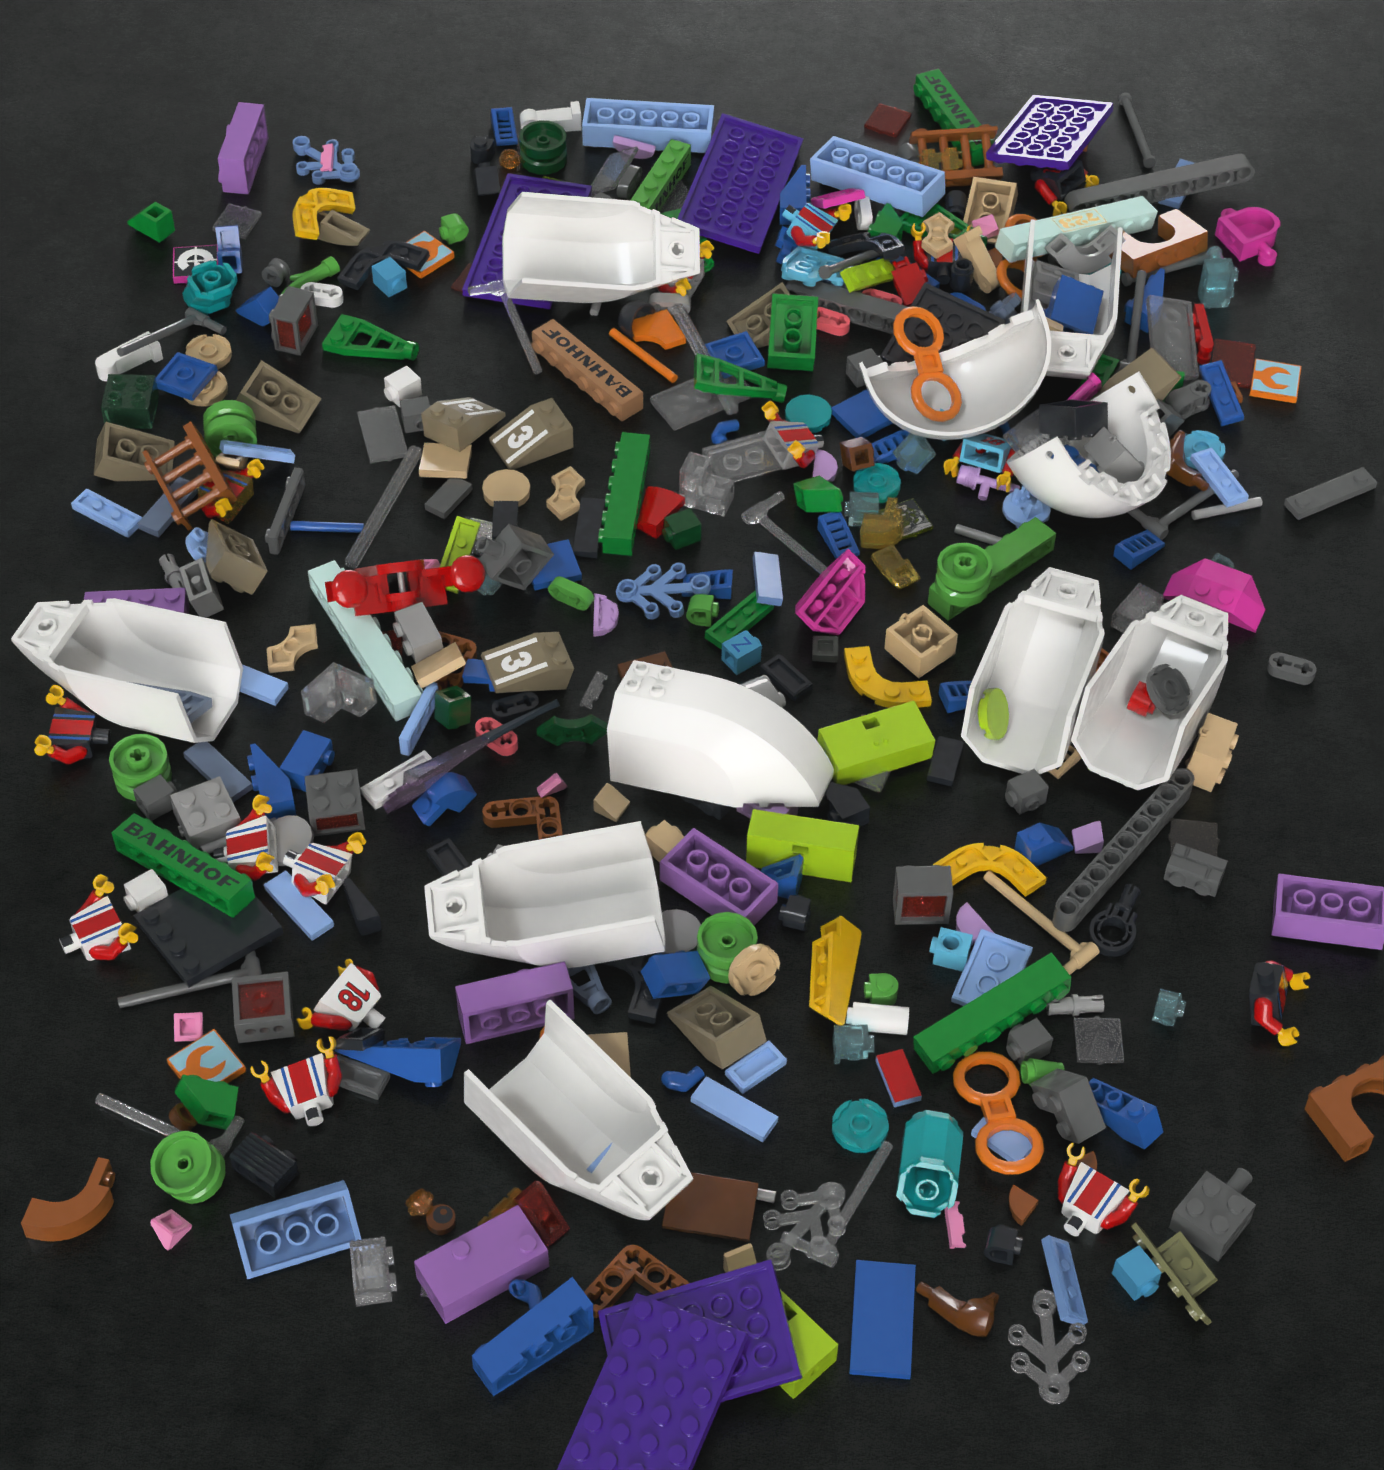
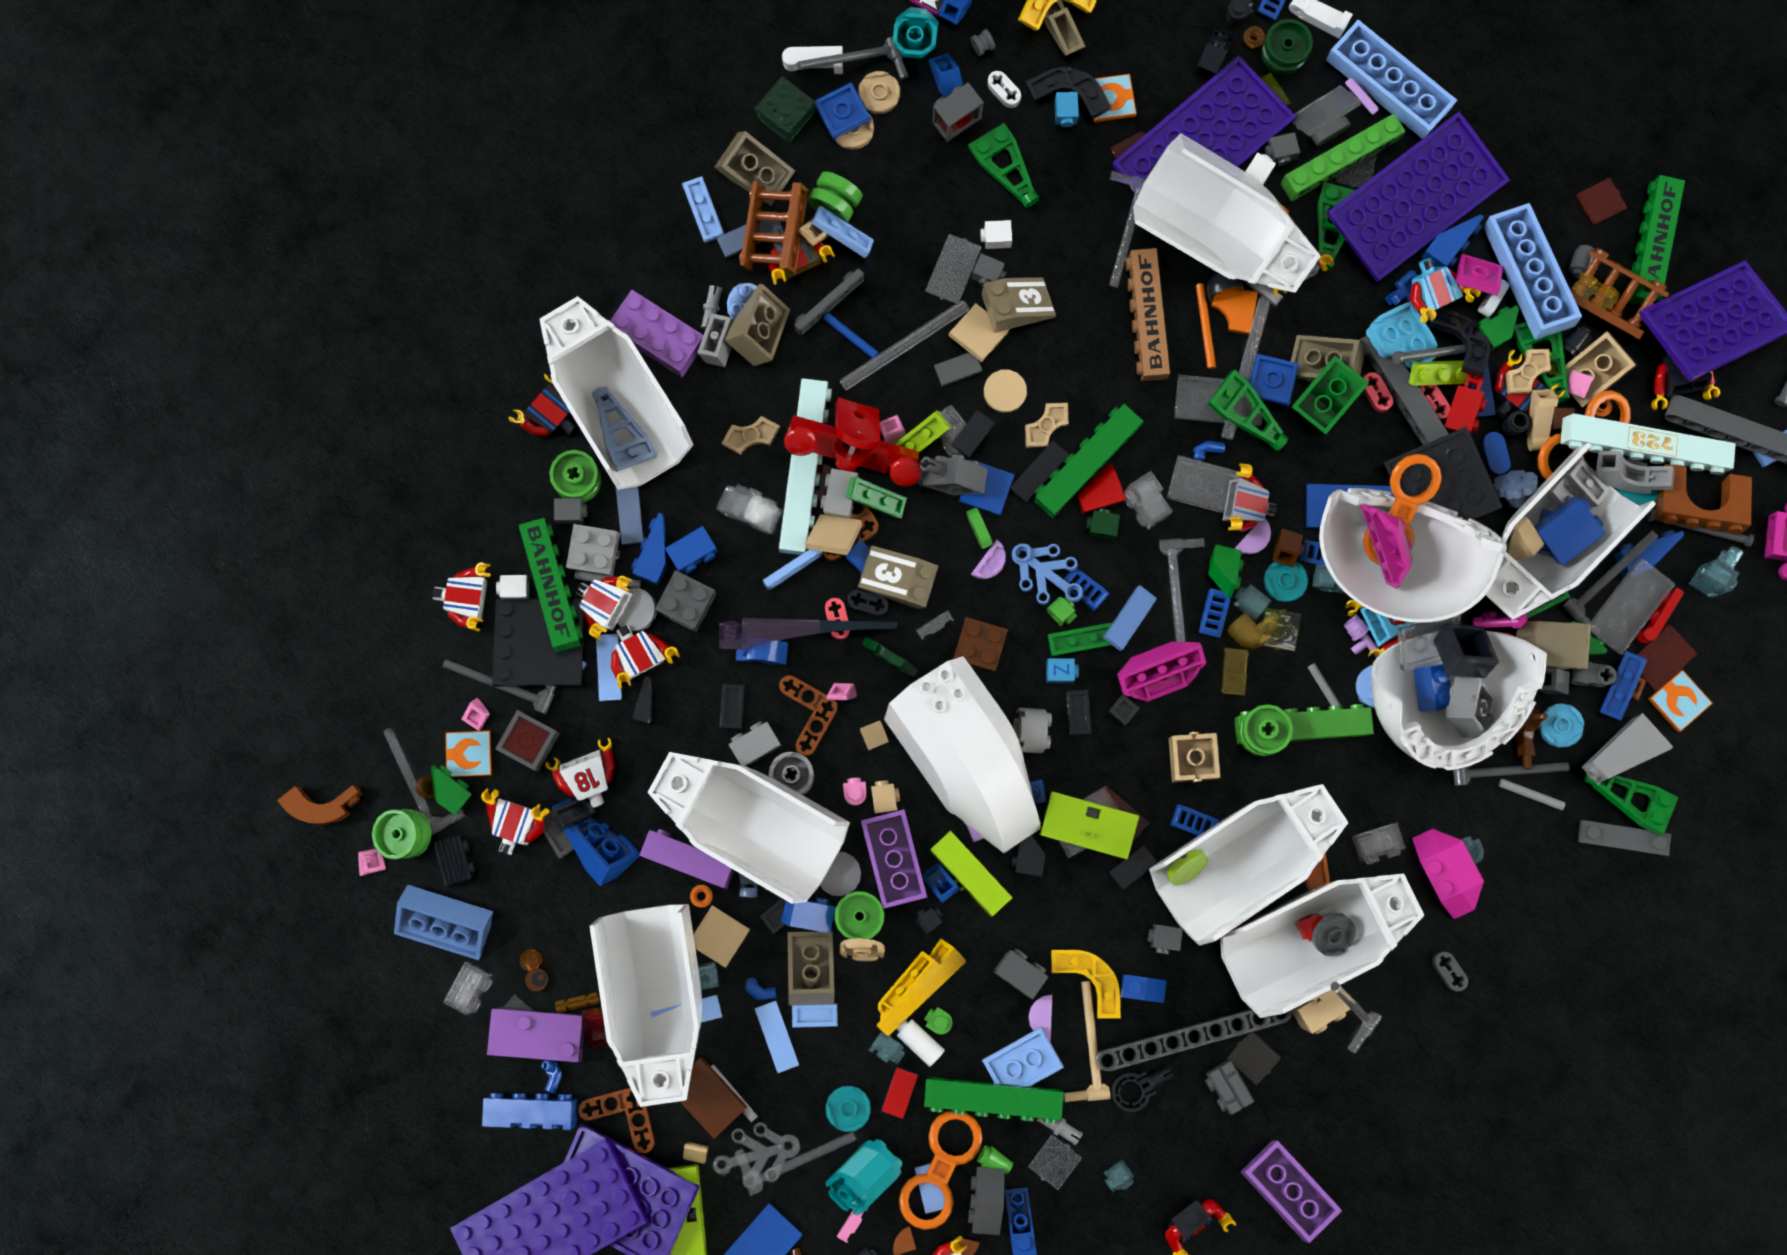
camera: 35 degrees right, 30 degrees up
(262, 686) = (703, 447): light blue tile -> none
(278, 399) = (894, 183): dark tan slope -> none
(327, 268) = (1005, 63): bright green plant -> none
(377, 791) = (746, 607): white tile -> none
(452, 707) = (819, 577): dark green brick -> none
(453, 228) = (1153, 88): bright green plate -> none
(455, 616) = (876, 497): none -> green tile
(533, 435) = (1059, 353): dark tan slope -> none
(810, 410) = (1286, 475): teal tile -> none
(853, 371) = (1364, 463): dark grey brick -> none
(884, 692) = (1134, 767): yellow plate -> none
(939, 384) = (1389, 544): none -> dark pink wedge
(956, 940) = (1017, 1032): medium azure brick -> none
(1028, 1041) = (1002, 1133): dark grey brick -> none
(1088, 838) = (1178, 1004): lavender slope -> none
(1131, 560) = (1415, 789): blue slope -> none
(1219, 477) = (1547, 766): light blue tile -> none
(1262, 740) = (1369, 1021): none -> clear bar
(1270, 427) = (1627, 748): none -> light grey slope
(1334, 452) = (1659, 808): none -> green plate

